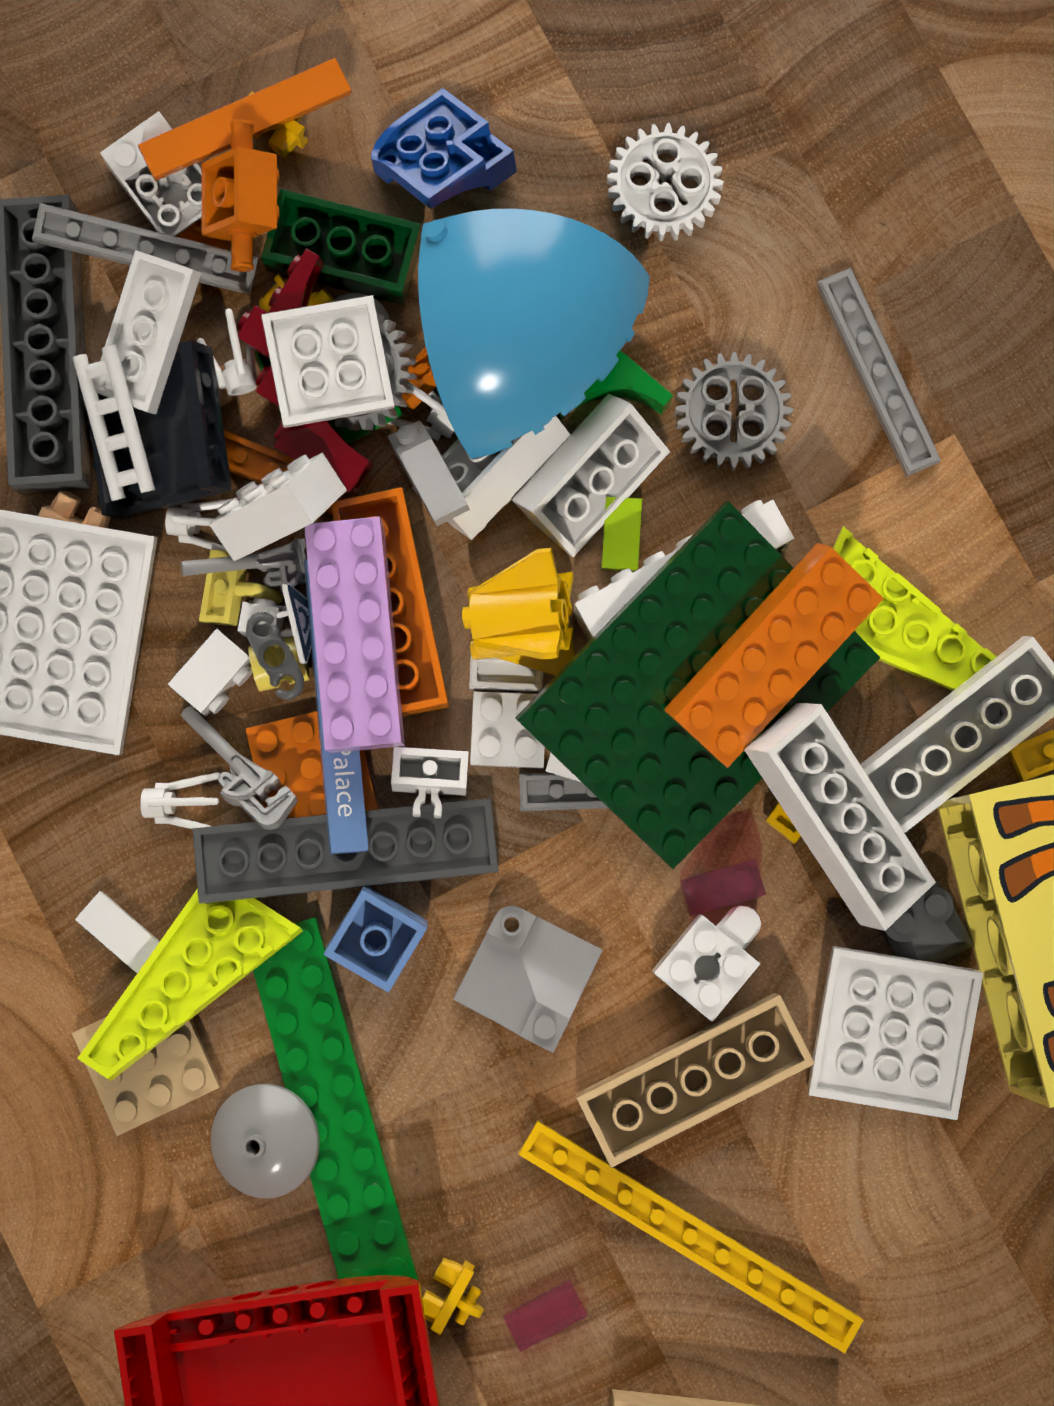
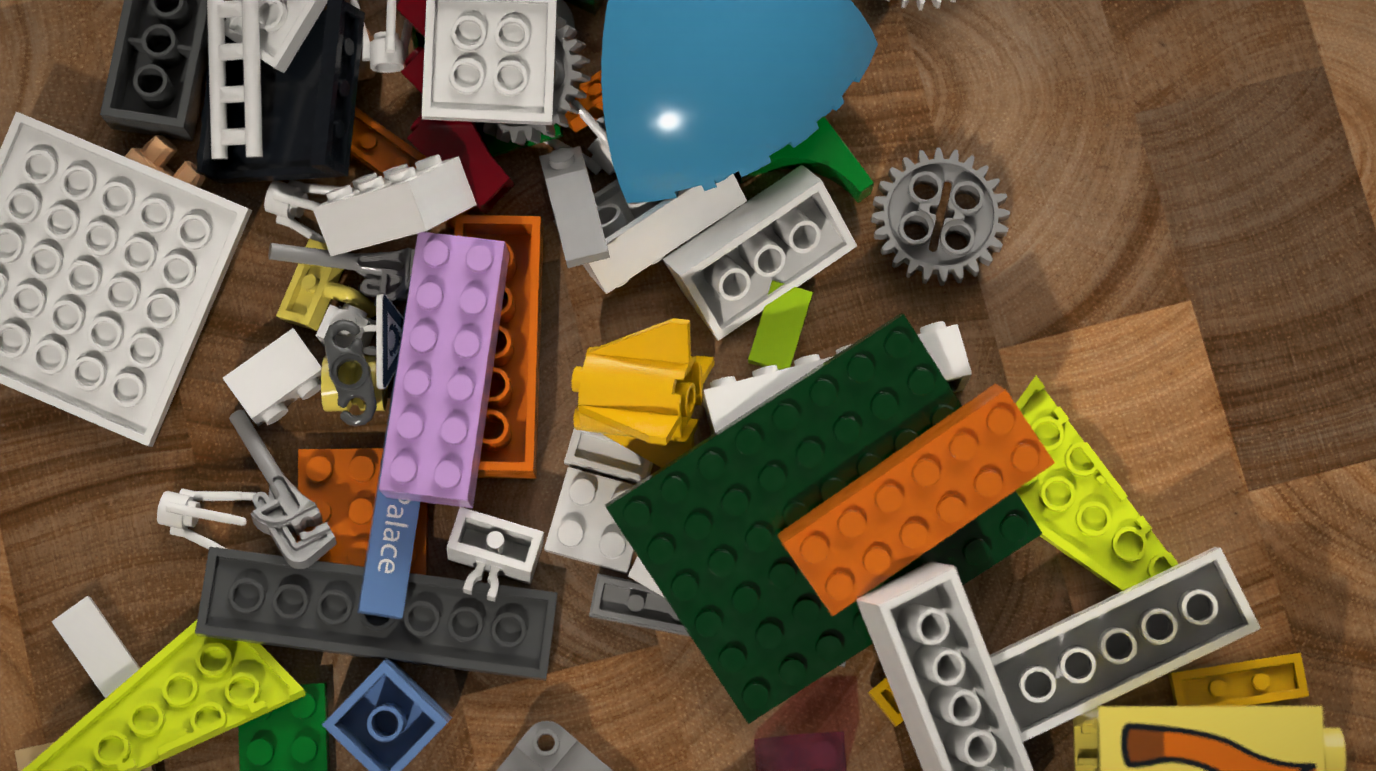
camera: 15 degrees right, 5 degrees down
(878, 372) = (1118, 211): light grey tile -> none

